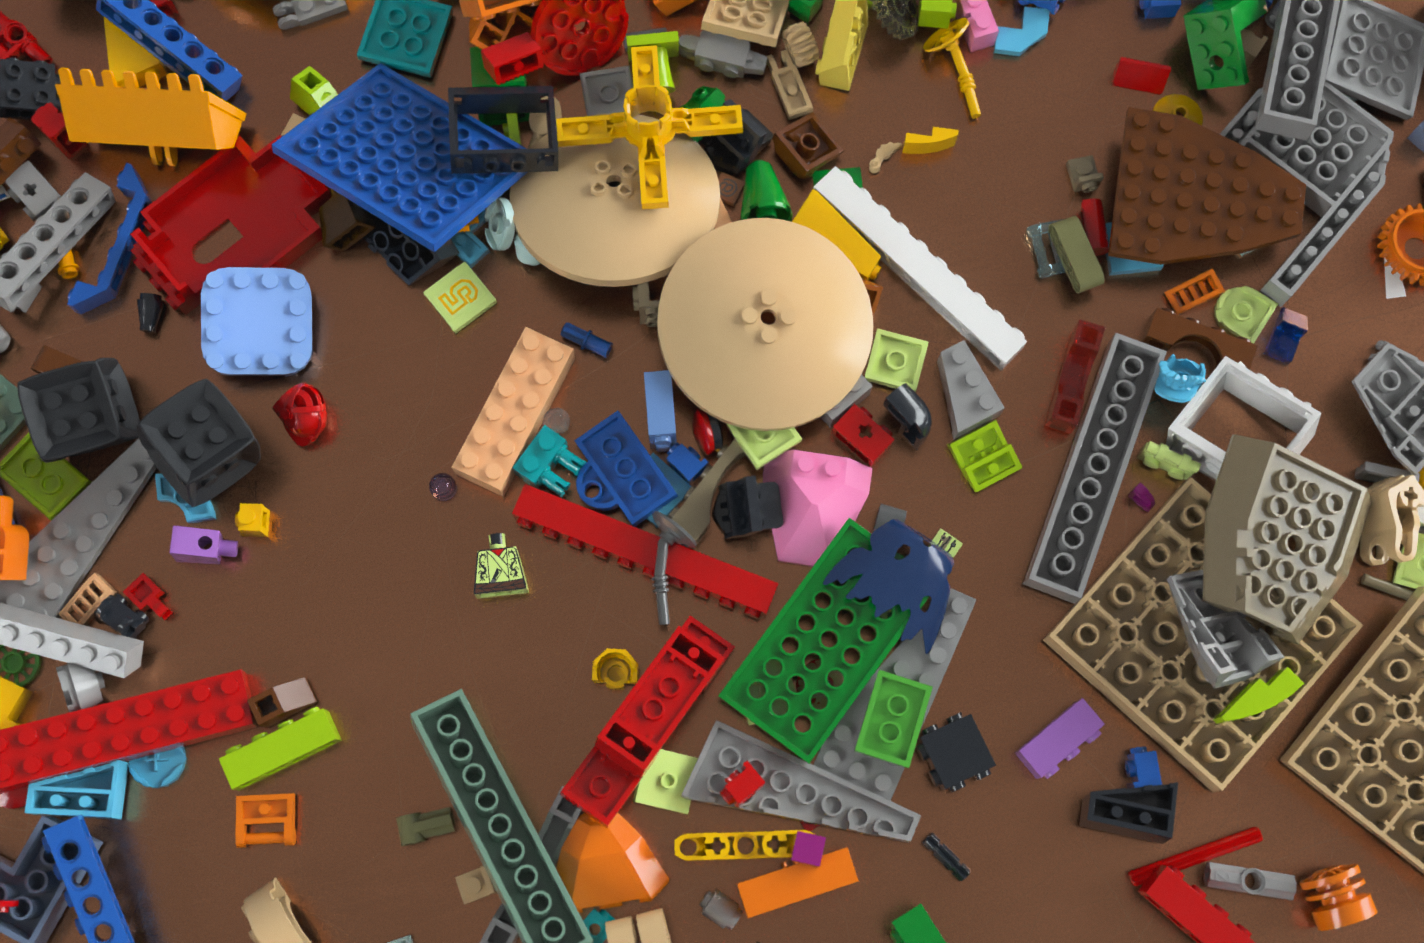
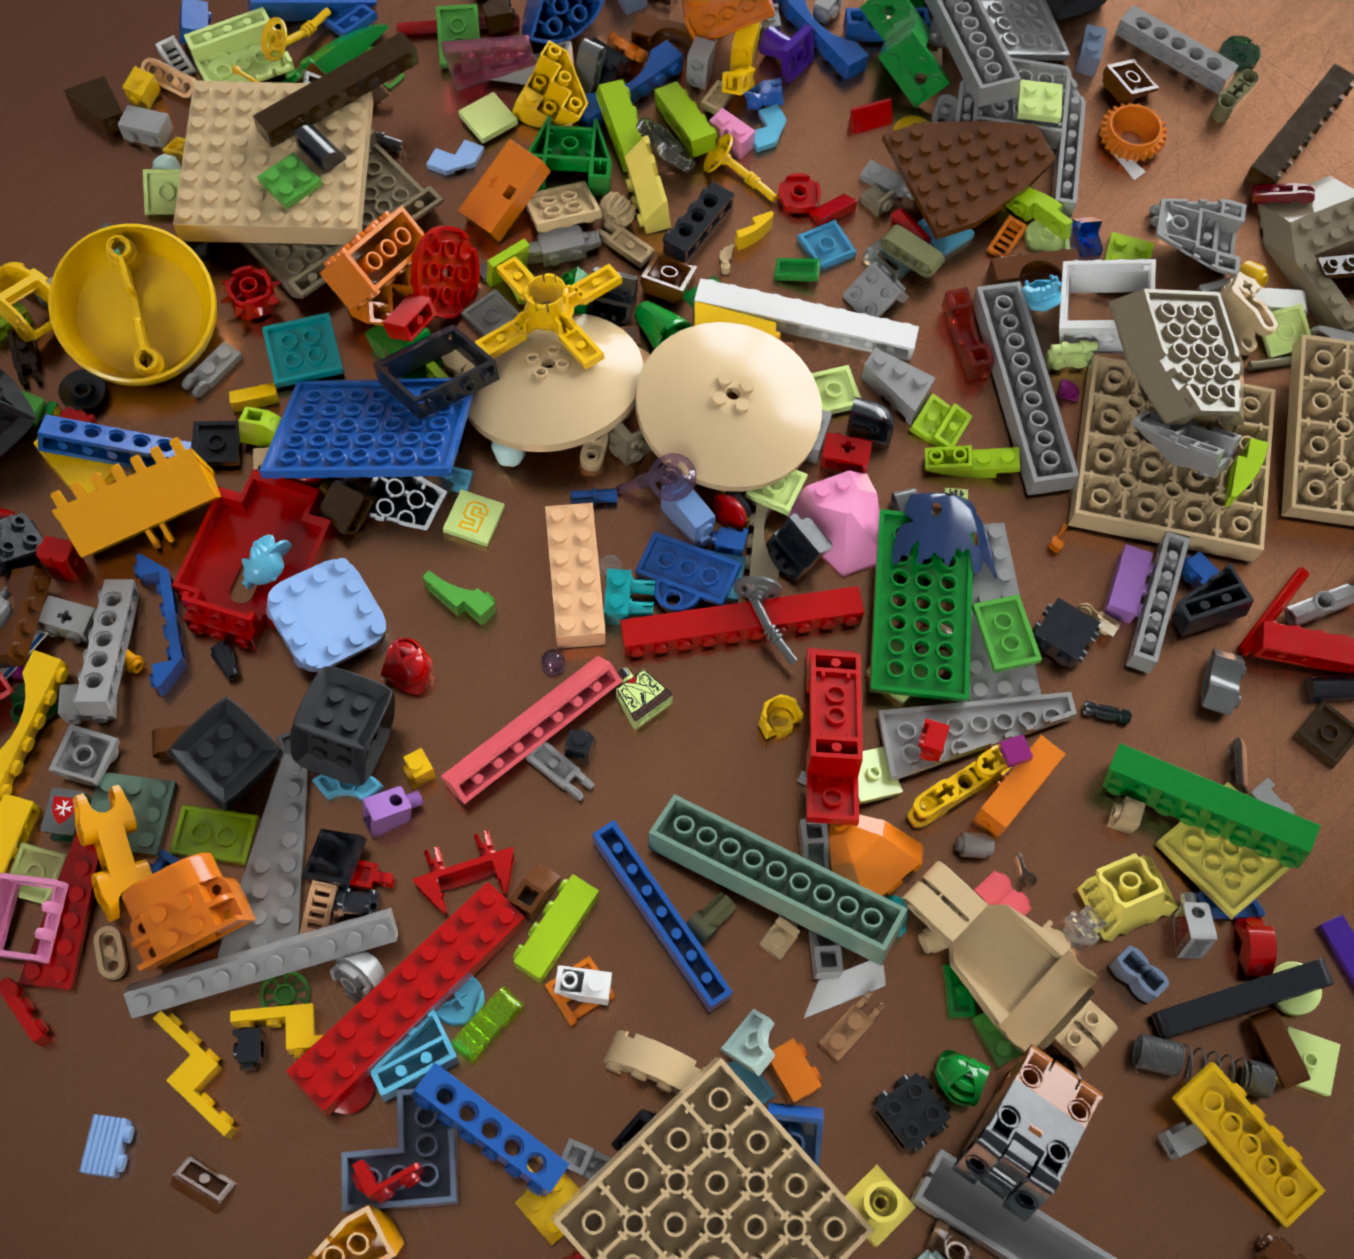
camera: 35 degrees left, 10 degrees down
(126, 562) = (334, 857): none -> black plate
(165, 800) = (487, 1024): none -> clear neon green beam
(232, 236) = (264, 561): none -> medium azure hair
(259, 650) = (465, 873): none -> red hose
(263, 821) = (583, 984): none -> white slope
(266, 87) = (217, 442): none -> black plate
(331, 56) = (253, 397): none -> yellow slope
(376, 543) = (531, 729): none -> coral brick
(378, 797) = (662, 916): none -> blue brick
(379, 595) = (559, 769): none -> light grey hinge
(406, 387) = (476, 603): none -> bright green slope
(412, 585) = (579, 745): none -> black brick
(500, 224) = (483, 444): light aqua tile -> none
(622, 296) = (596, 448): none -> tan plate
(652, 368) = (667, 478): none -> clear purple dish
(893, 103) = (698, 222): none -> black brick
(947, 208) = (797, 269): none -> green tile
(986, 517) = (965, 462): none -> lime slope
(997, 196) = (827, 244): none -> dark azure tile
(1007, 137) = (795, 203): none -> red plate
(1007, 763) = (1108, 624): none -> tan plate
(1011, 277) = (874, 291): none -> light grey bracket
(1016, 652) = (1056, 543): none -> orange hand
(1030, 161) = (833, 209): none -> red slope
(1075, 777) = (1157, 602): none -> light grey brick
(1085, 898) = (1222, 681): none -> dark grey brick
(1105, 152) = (885, 179): none -> light grey hinge
(1222, 113) = (944, 109): none -> light grey plate
(1253, 284) = (1044, 210): none -> lime slope
(1316, 380) = (1127, 248): none -> lime plate
(1330, 157) = (1039, 101): none -> yellowish green plate

